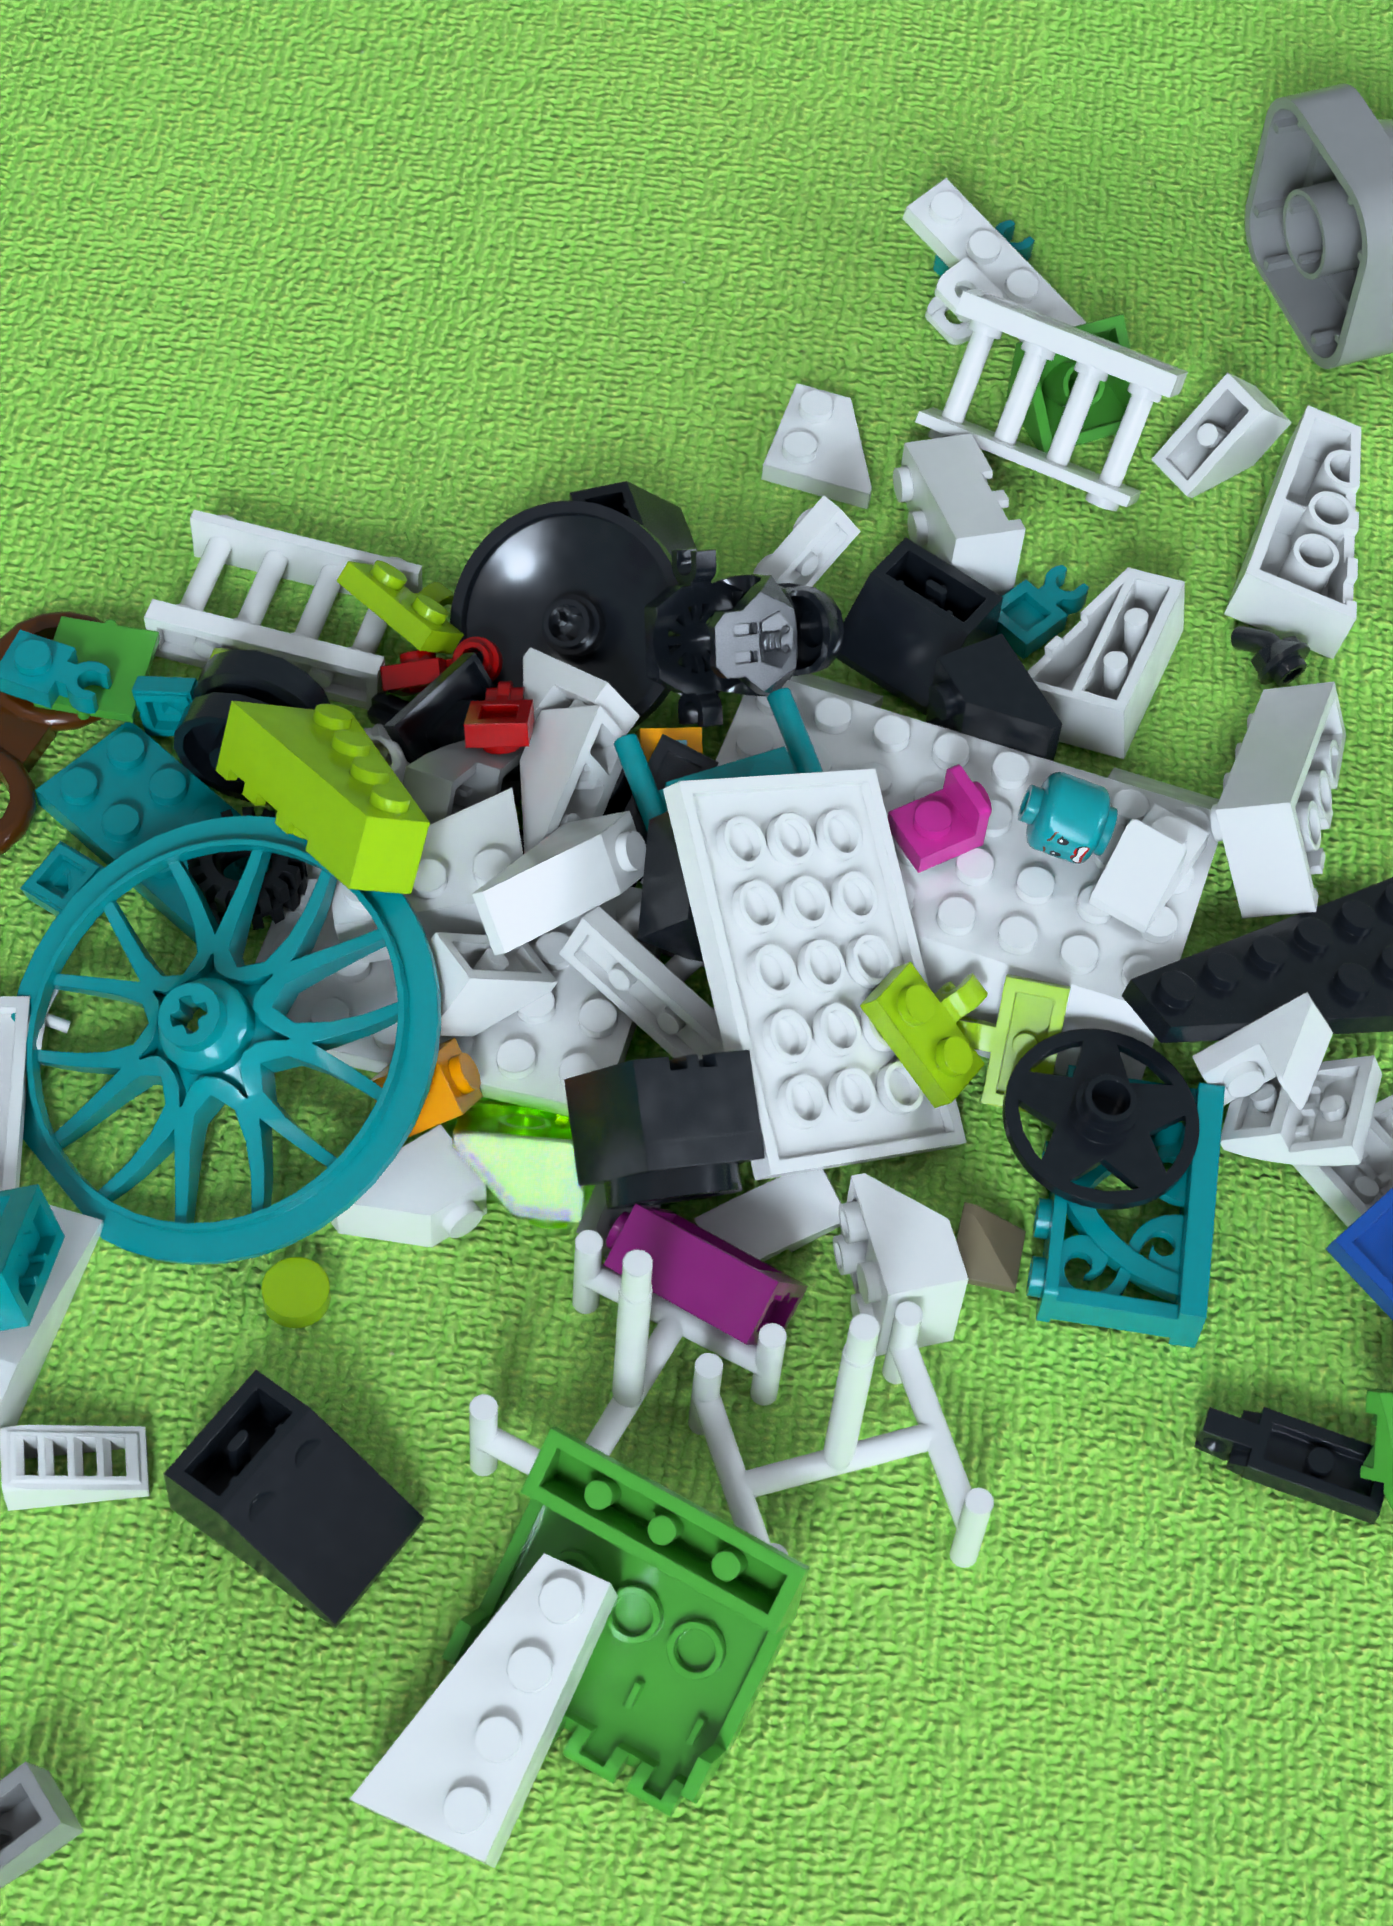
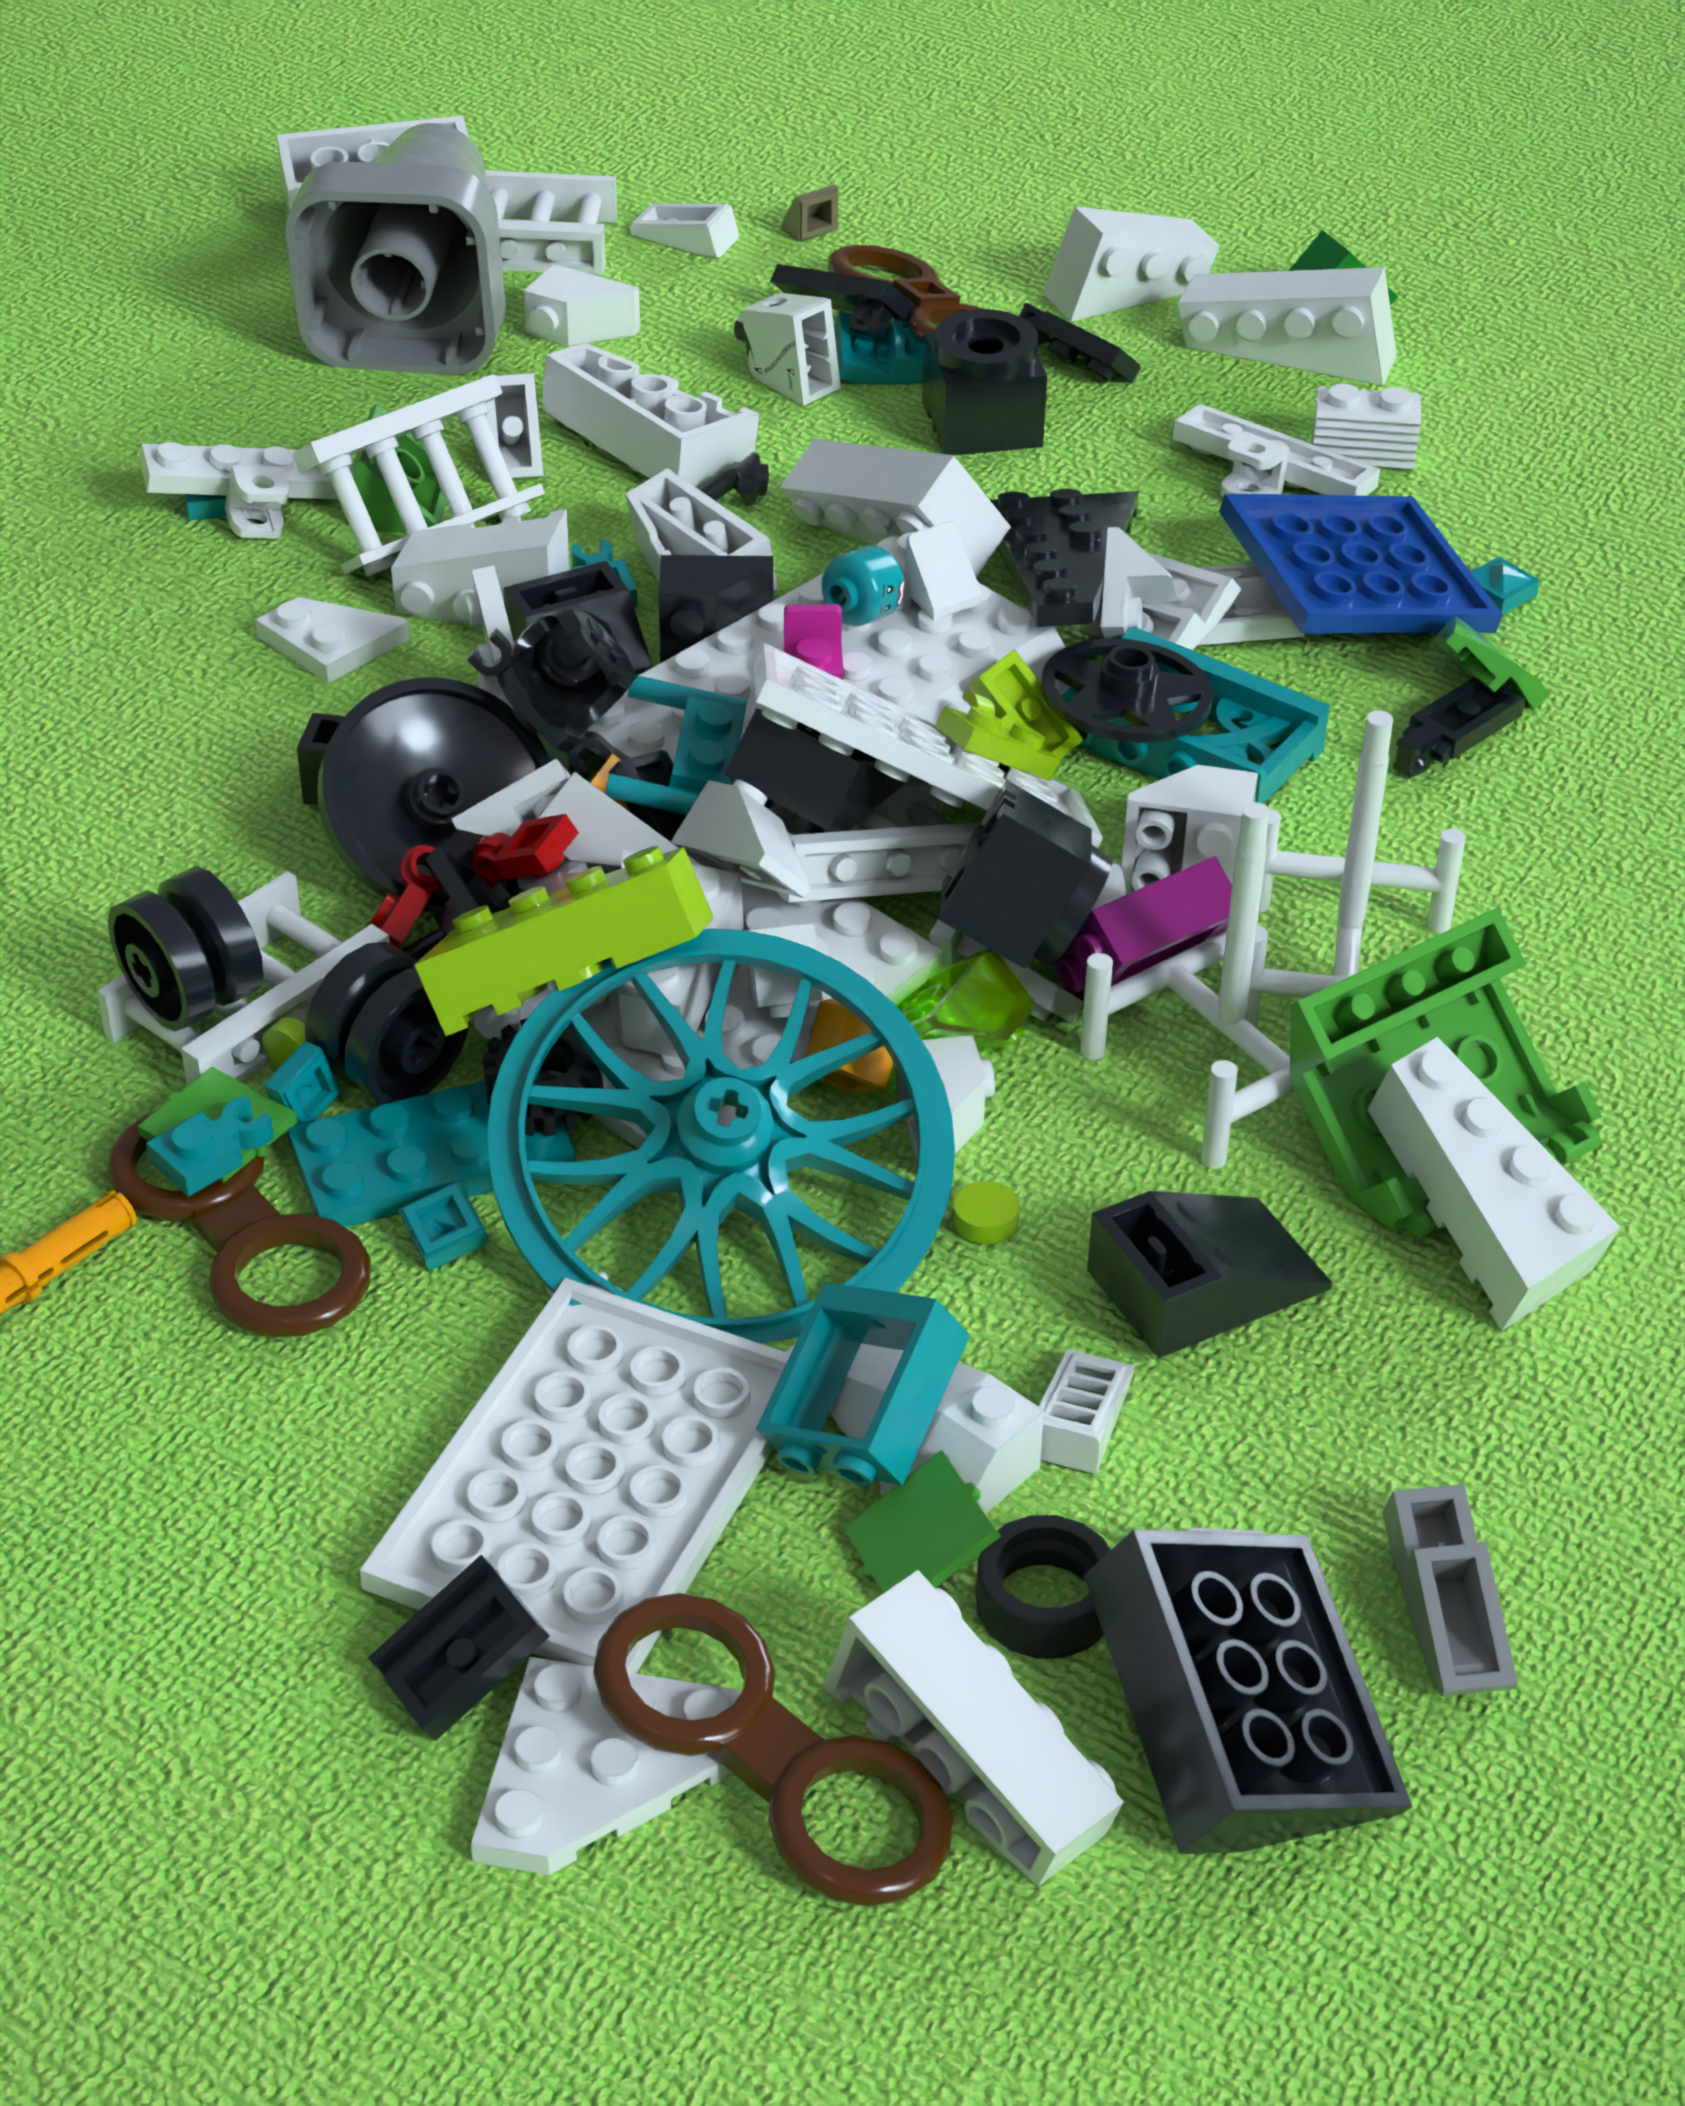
camera: 60 degrees left, 15 degrees down
(229, 538) = (185, 948): none -> black wheel
(414, 616) = (328, 891): lime plate -> none

